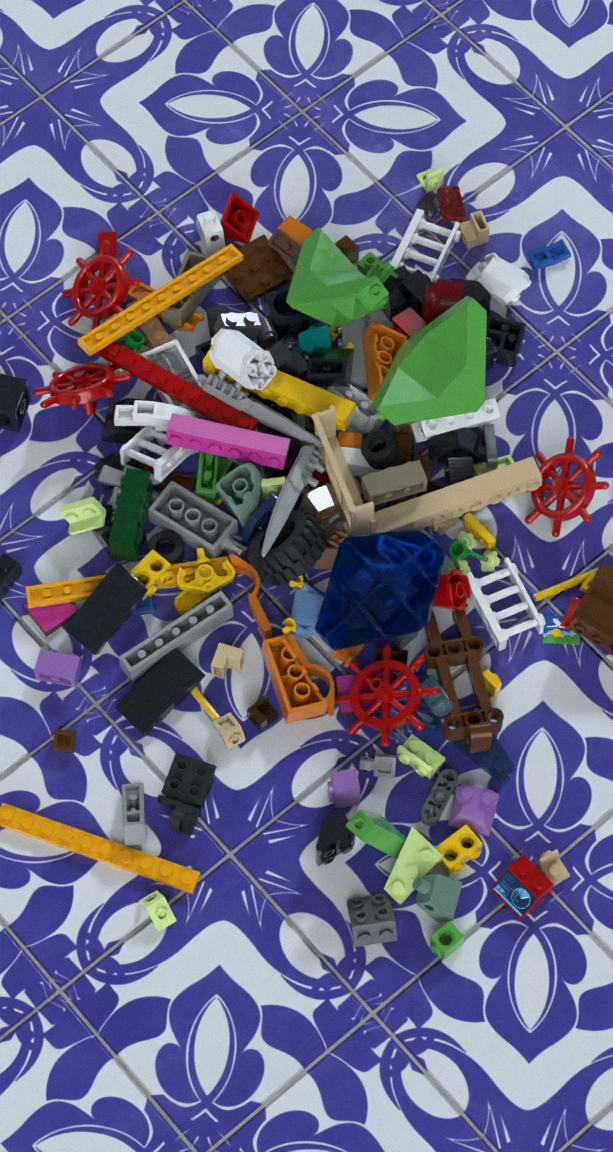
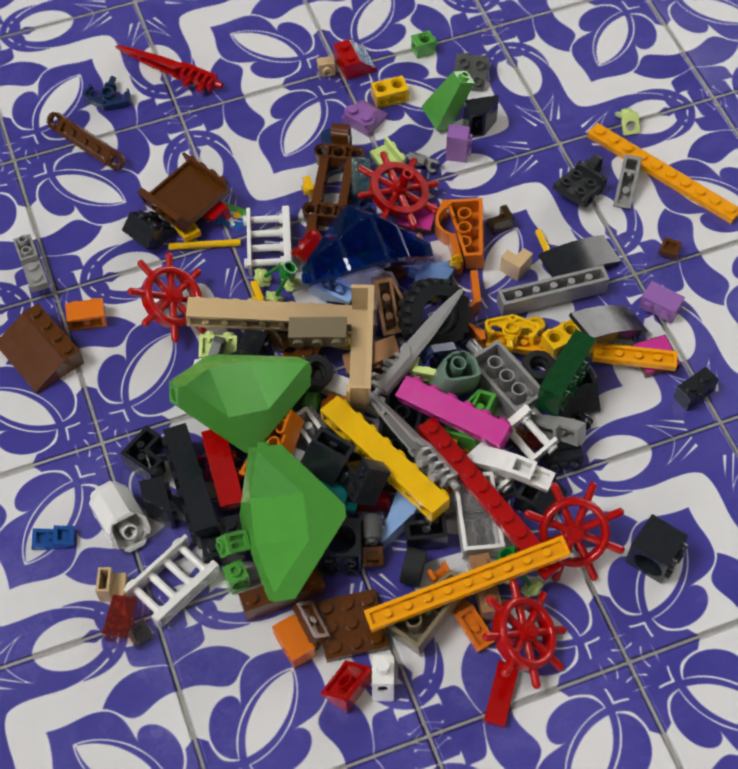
camera: 160 degrees left, 5 degrees down
(83, 515) = (605, 414): yellowish green bracket -> none
(229, 730) = (532, 217): tan bracket -> none
(242, 359) = (413, 465): white brick -> none
(245, 323) = (400, 531): dark grey brick -> none
(415, 860) = (423, 86): yellowish green wing -> none
(433, 179) = (121, 658): yellowish green bracket -> none
(437, 896) = (421, 60): sand green torso -> none
(438, 788) = (388, 124): dark grey beam -> none
(440, 297) = (193, 468): dark red brick -> none

